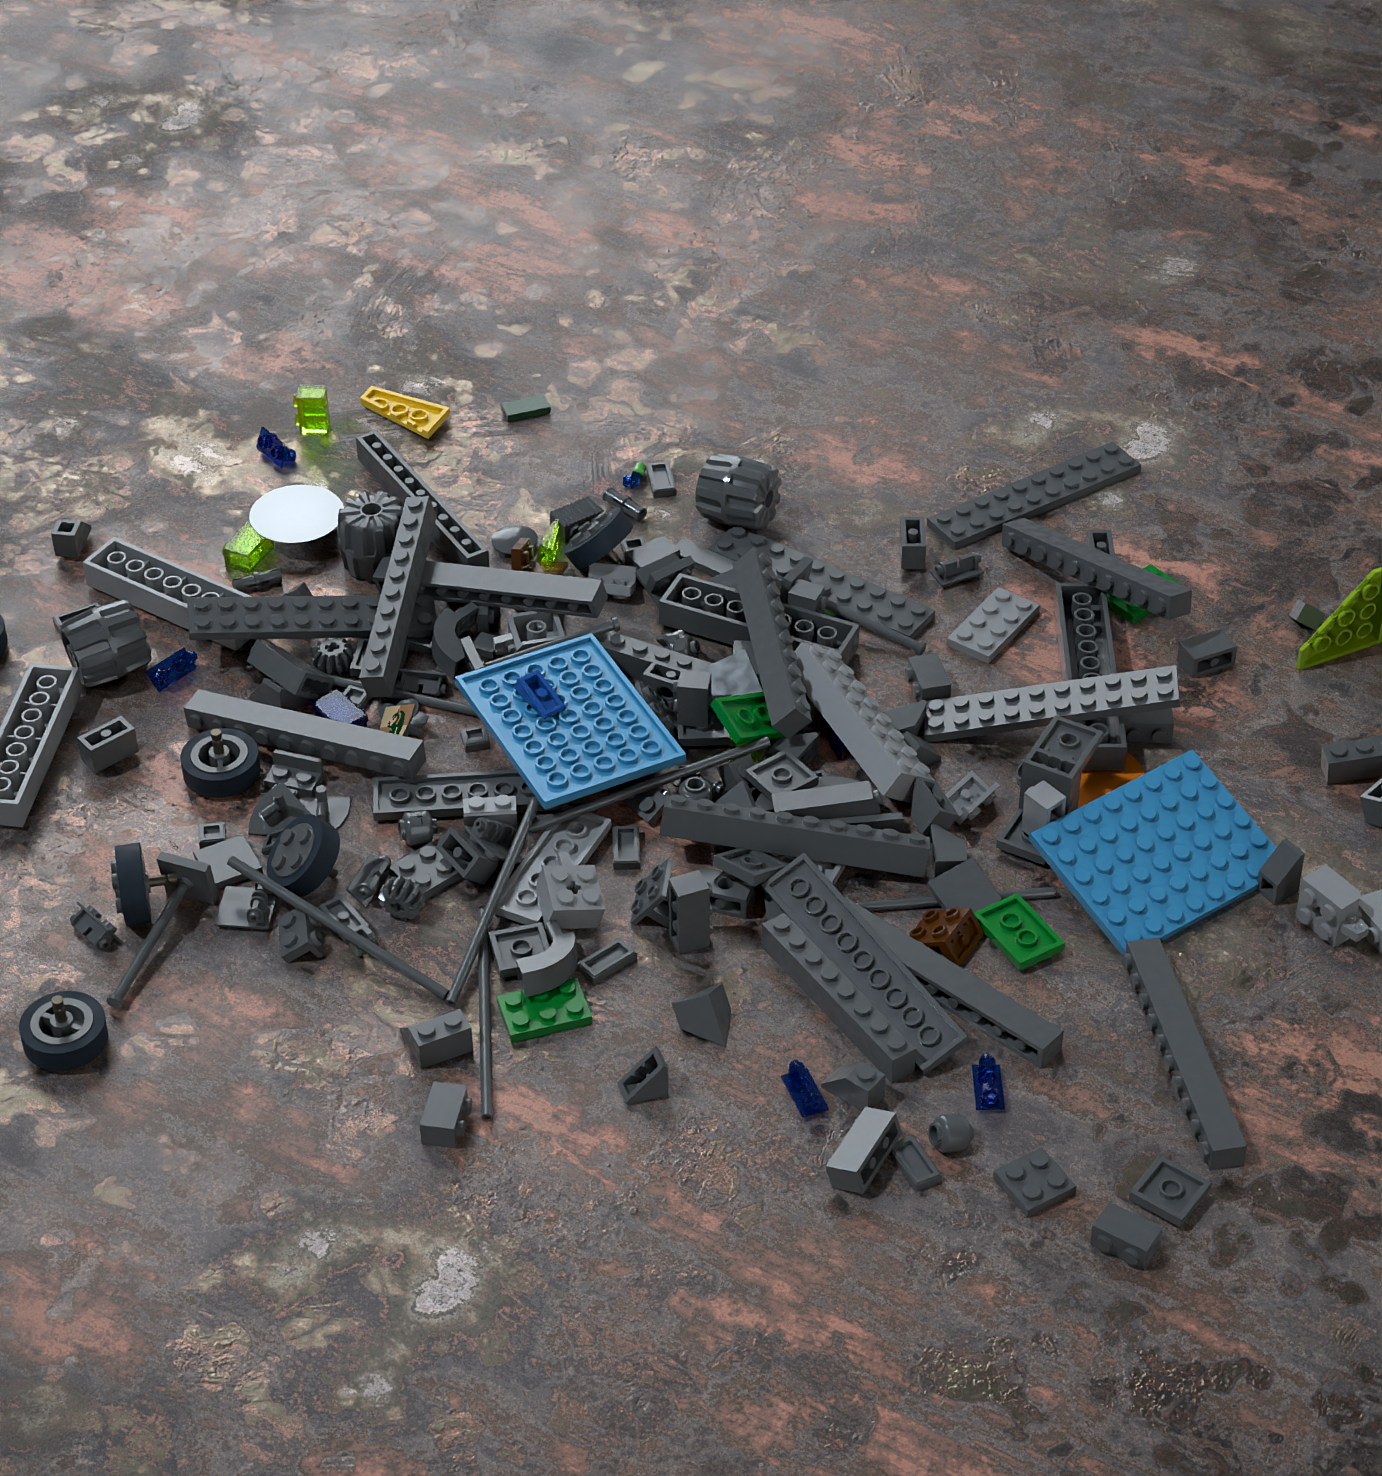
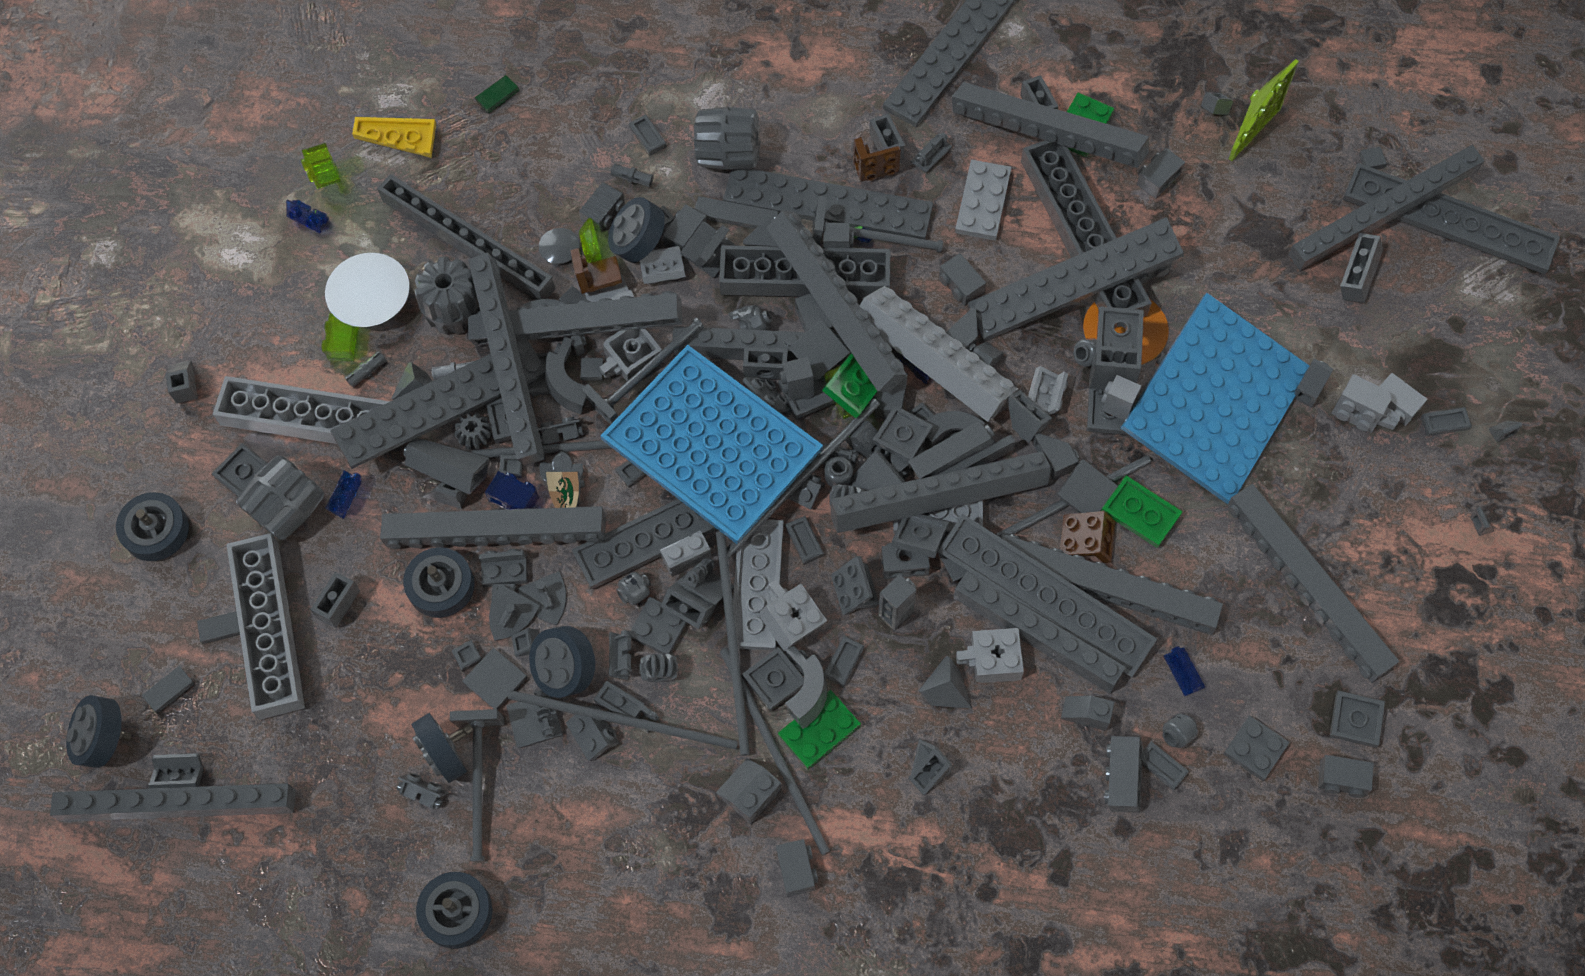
camera: 20 degrees left, 25 degrees up
(539, 694) = (681, 431): blue slope -> none
(637, 474) = (625, 146): clear blue arm -> none
(774, 1001) = (984, 661): none -> light grey hinge
(803, 1090) = (1053, 731): clear blue hinge -> none
(890, 556) = (874, 164): none -> reddish brown bracket

